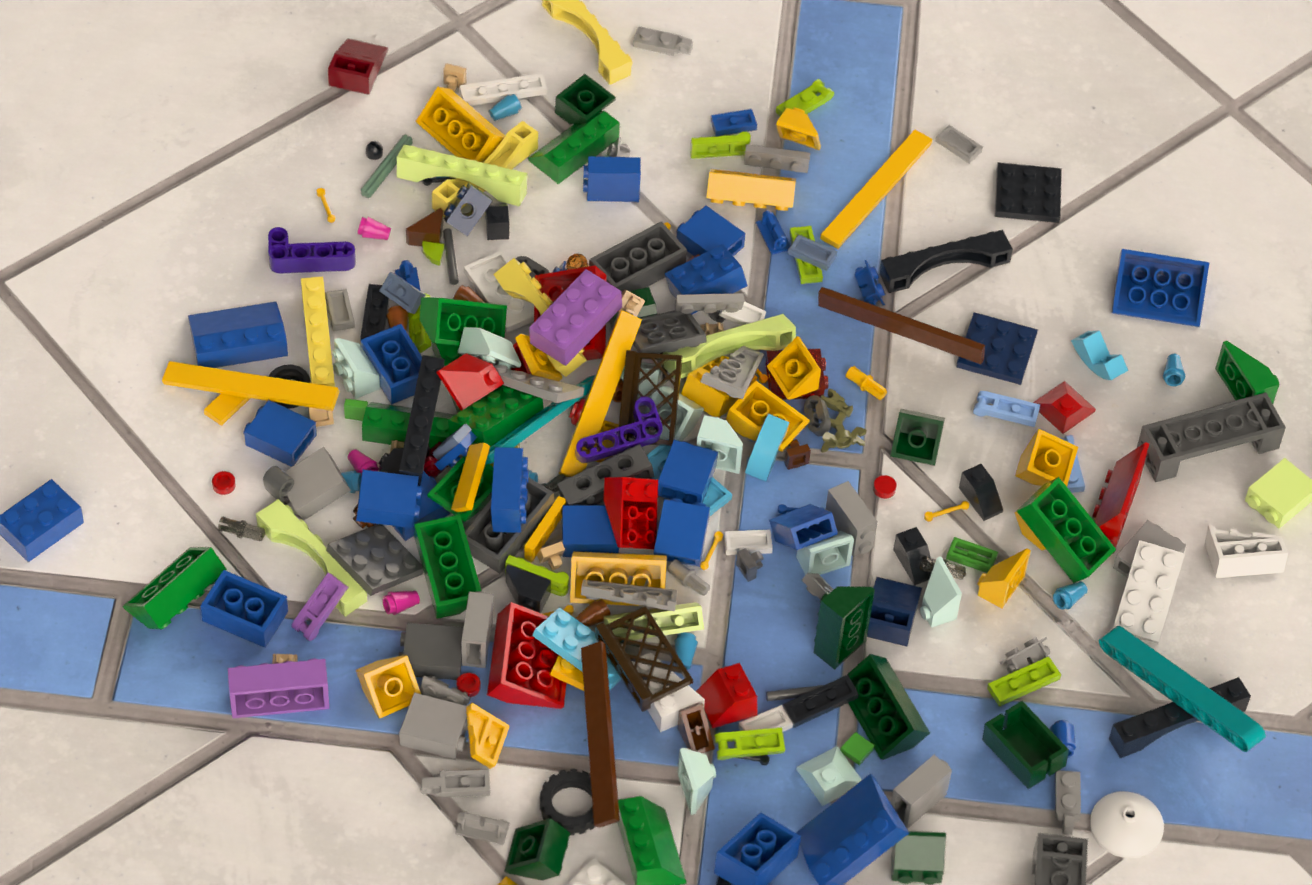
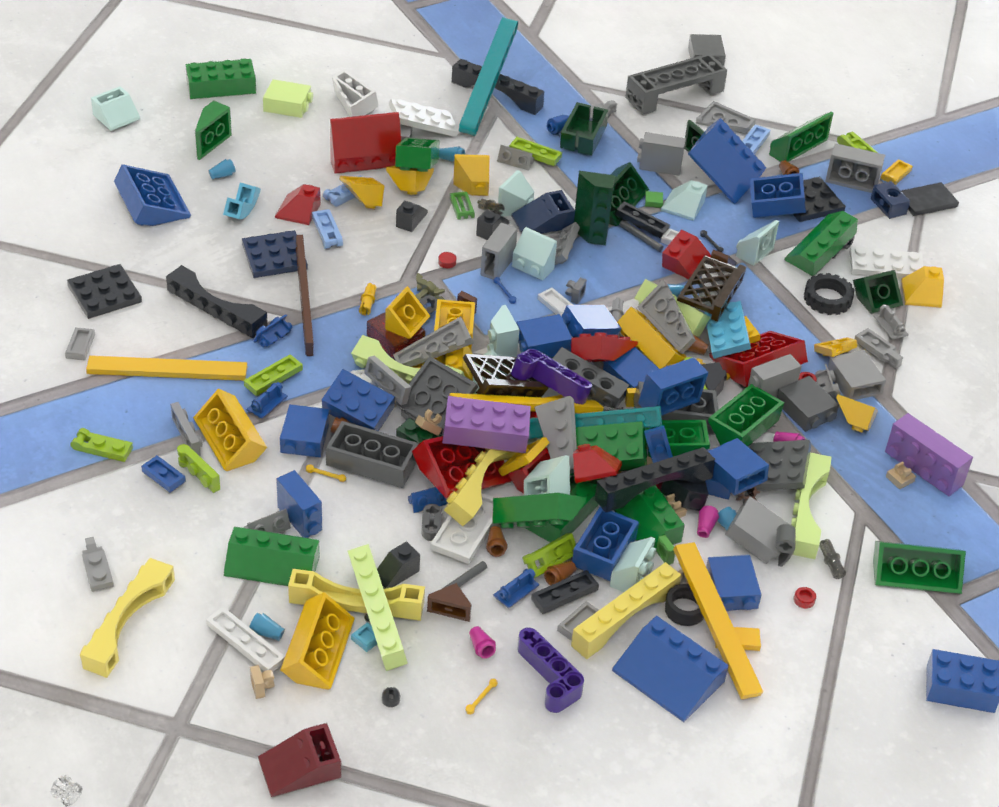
camera: 125 degrees left, 10 degrees down
(244, 608) = (893, 510): blue brick -> none
(319, 606) = (847, 469): medium lavender plate -> none
(385, 167) = (402, 676): sand green axle -> none
(402, 292) = (540, 569): sand blue plate -> none
(433, 251) = (469, 590): lime tile -> none
(450, 442) = (656, 445): sand blue tile -> none
(466, 221) = (416, 573): brick -> none
(470, 477) = (681, 415): yellow tile -> none
(576, 261) = (408, 484): clear orange cone -> none
(582, 101) = (224, 567): dark green slope -> none
(600, 734) = (782, 283): reddish brown tile -> none
(750, 743) = (707, 234): lime plate -> none
(766, 447) = (478, 304): medium azure brick -> none
(797, 127) = (147, 422): yellow slope -> none
(803, 527) = (529, 266): blue brick -> none
(812, 252) = (273, 365): sand blue tile -> none
(917, 437) = (391, 256): dark green slope -> none
(929, 515) = (449, 234): yellow hinge -> none
(1126, 835) = (584, 89): white dish -> none
(1209, 431) = (303, 137): dark grey plate -> none

